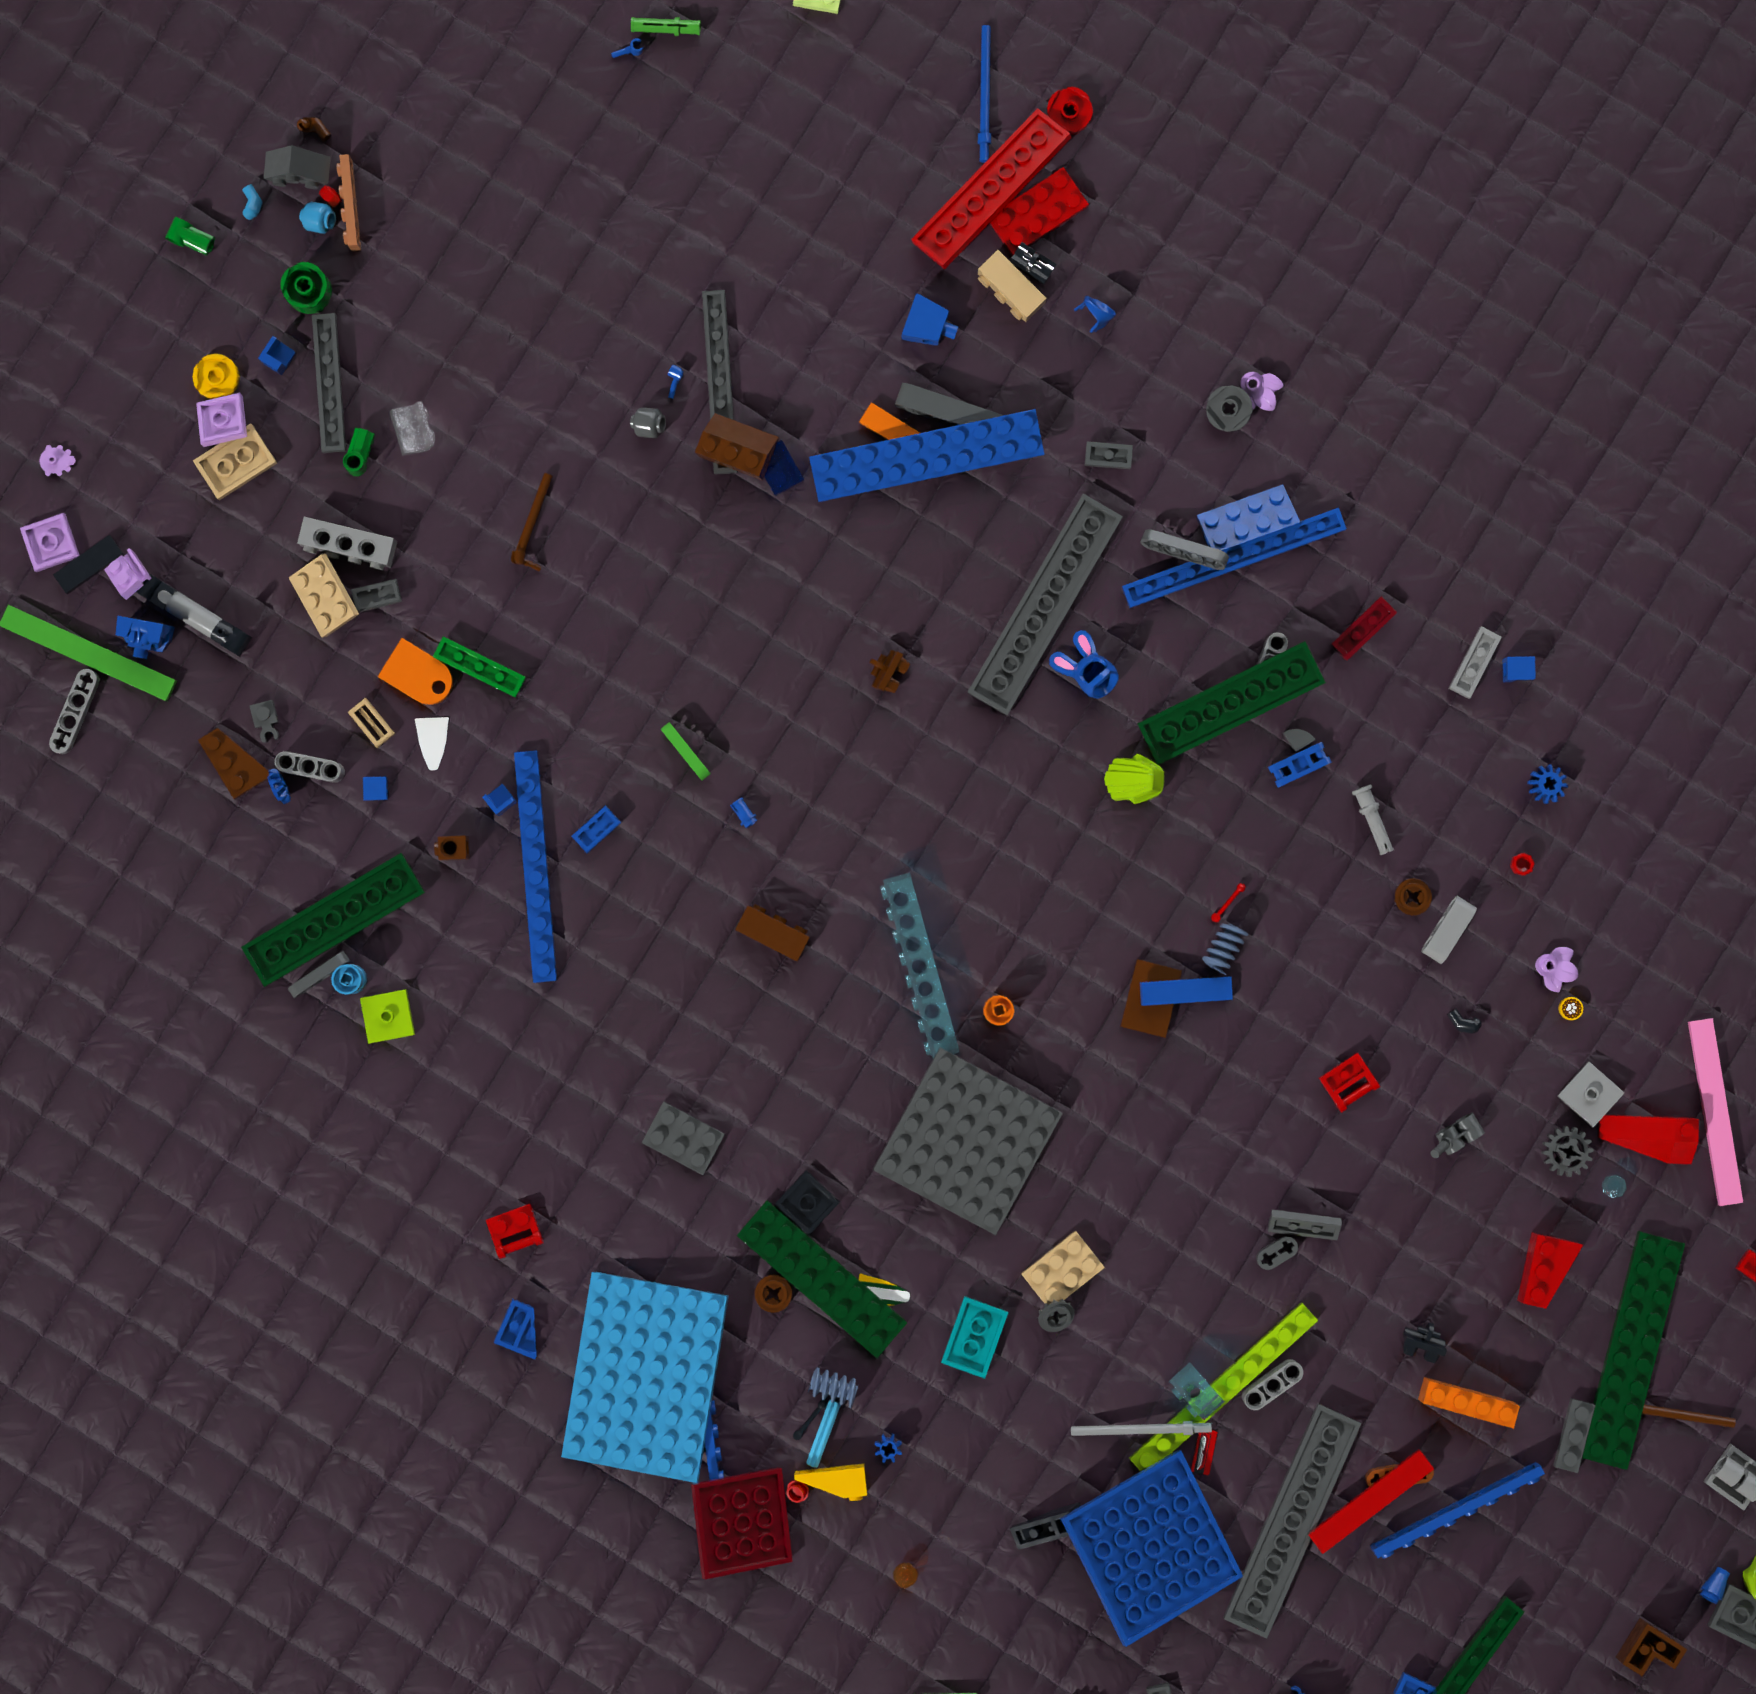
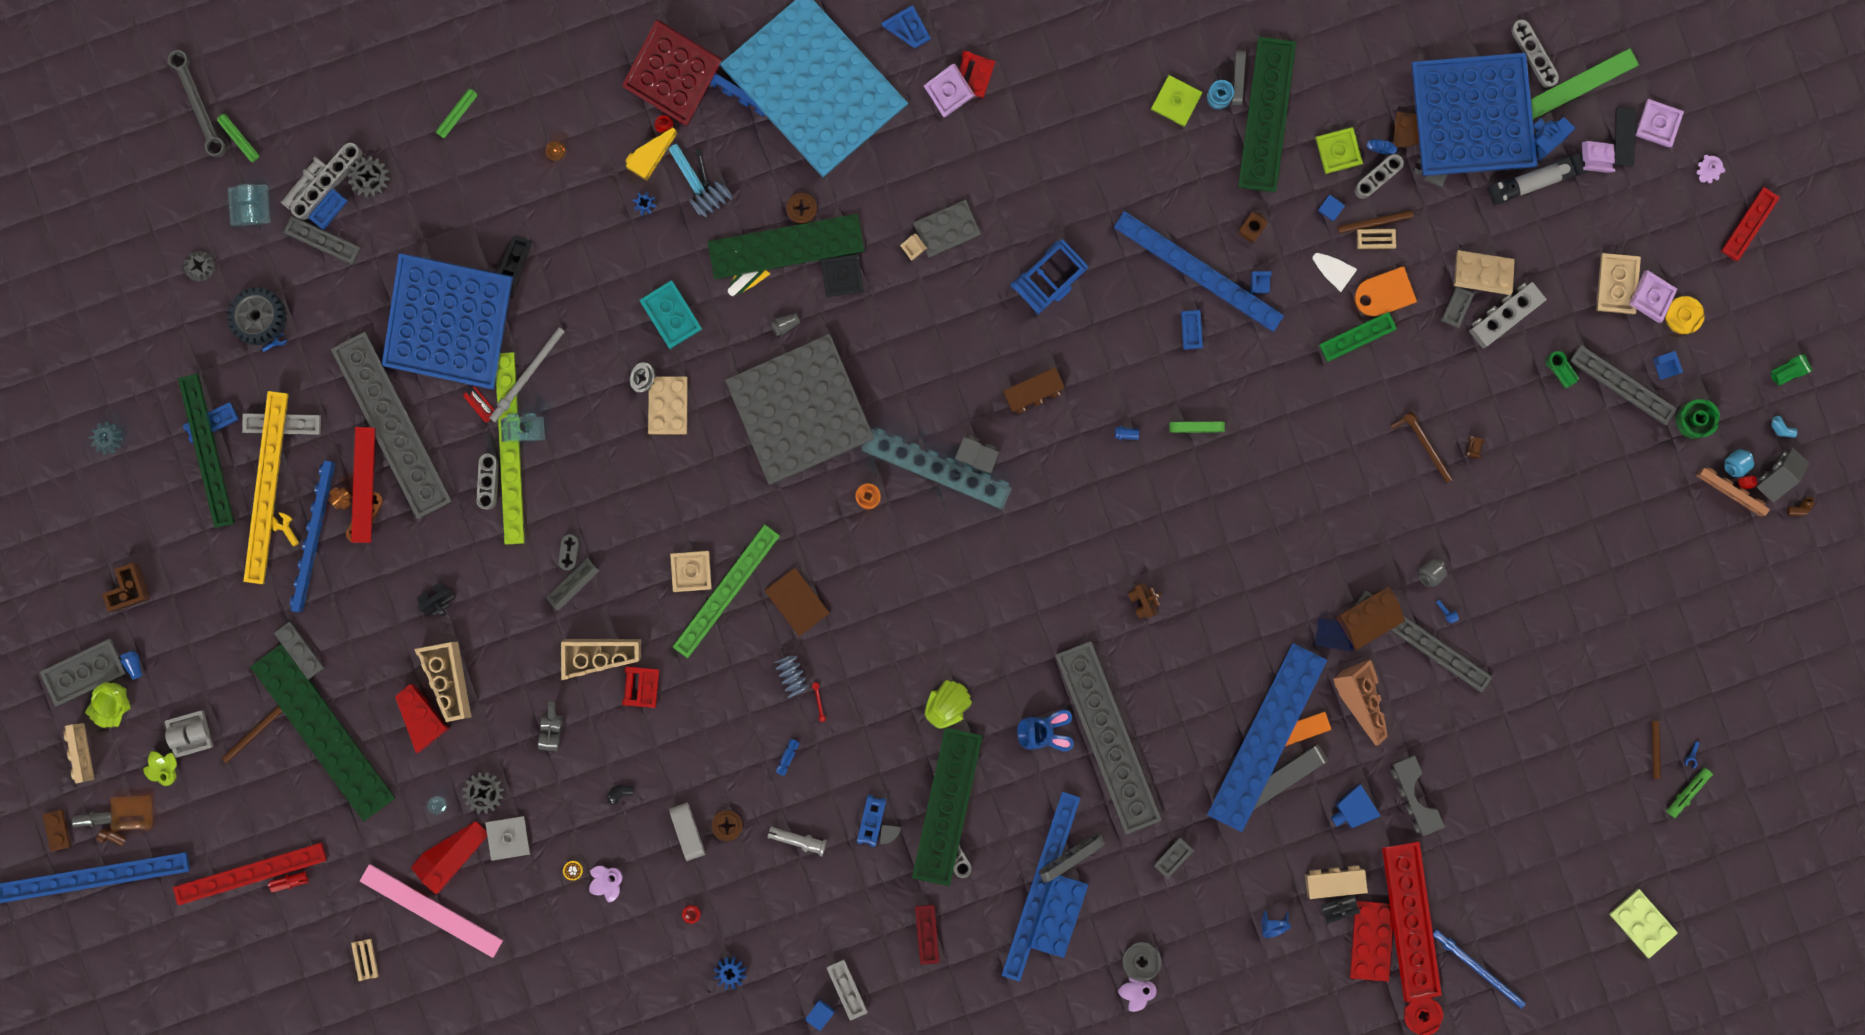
camera: 125 degrees right, 0 degrees up
(80, 382) = (1750, 224): none -> red plate
(179, 723) = (1474, 114): none -> blue plate
(314, 824) = (1339, 150): none -> lime plate
(355, 736) = (1374, 222): none -> reddish brown bar
(412, 428) = (1549, 416): clear bracket -> none
(498, 475) = (1474, 447): none -> reddish brown bush
(548, 1241) = (949, 90): none -> lavender tile
(649, 88) = (1656, 749): none -> reddish brown bar
(681, 1009) = (1031, 292): none -> blue piece
(726, 1156) = (913, 246): none -> tan plate
(817, 401) = (1359, 693): none -> nougat wedge
(855, 300) = (1407, 772): none -> dark grey arch
(877, 937) = (976, 455): none -> dark grey brick
(897, 1220) = (784, 324): none -> dark grey cone
(1186, 990) = (783, 628): blue tile -> none
(1194, 1073) = (726, 591): none -> bright green tile
(1202, 1122) = (691, 571): none -> tan plate
(1303, 891) = (787, 757): none -> blue axle
(1353, 1148) = (594, 655): none -> tan wedge
(1375, 1627) = (293, 424): none -> light grey plate
(1400, 1513) = (340, 498): none -> clear orange gear
(1447, 1593) = (266, 487): none -> yellow plate
(1468, 1402) = (375, 598): orange brick -> none
(1469, 1543) = (285, 528): none -> yellow bar
(1489, 1272) = (446, 678): none -> tan wedge

